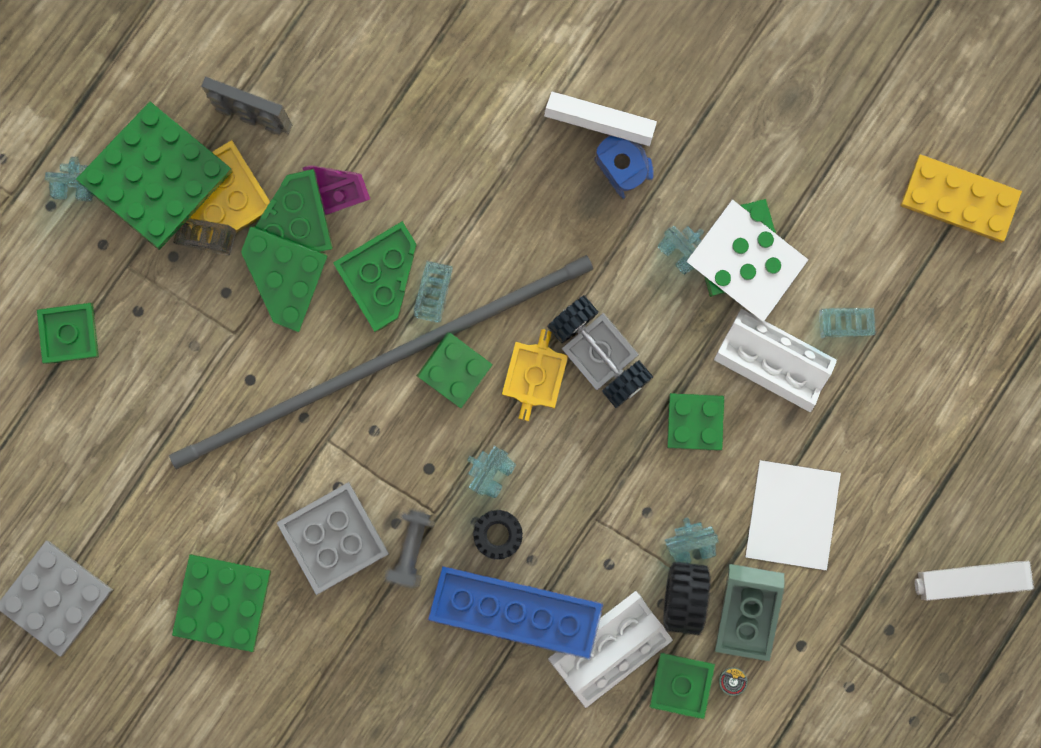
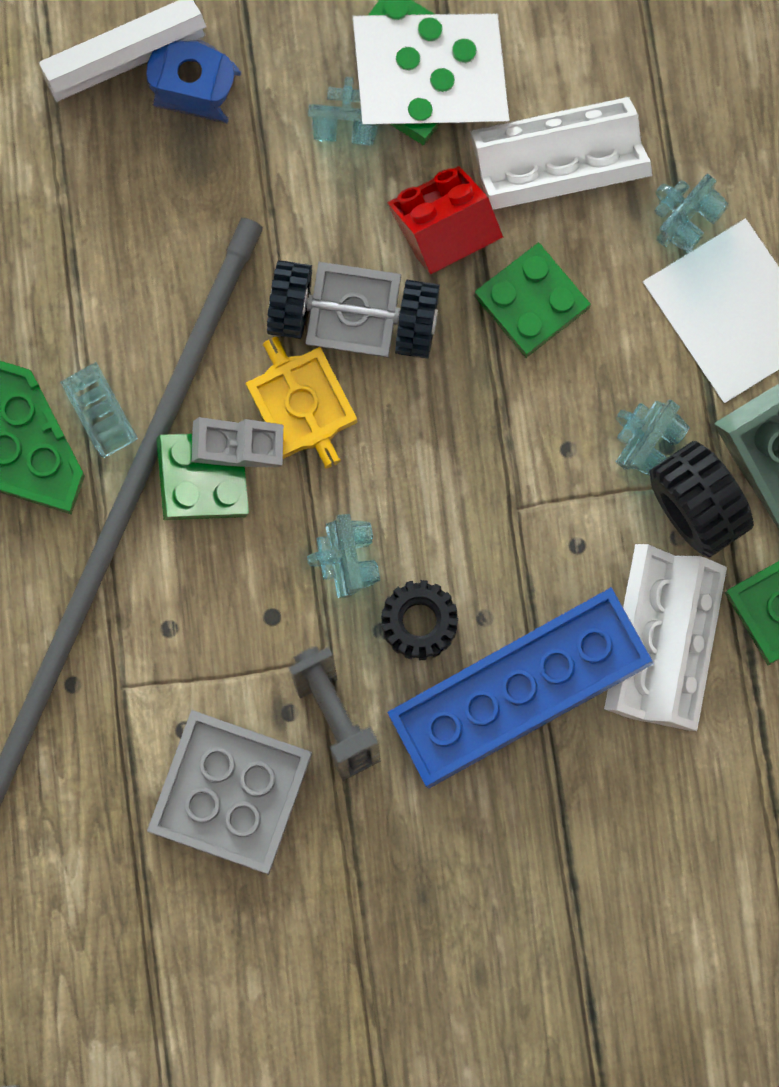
camera: 40 degrees left, 5 degrees down
(221, 603) = (163, 984): green plate -> none
(484, 369) = (237, 444): none -> light grey slope
(687, 344) = (445, 219): none -> red slope
(825, 322) = (580, 67): clear light blue slope -> none
(825, 446) = (701, 199): none -> clear light blue hips

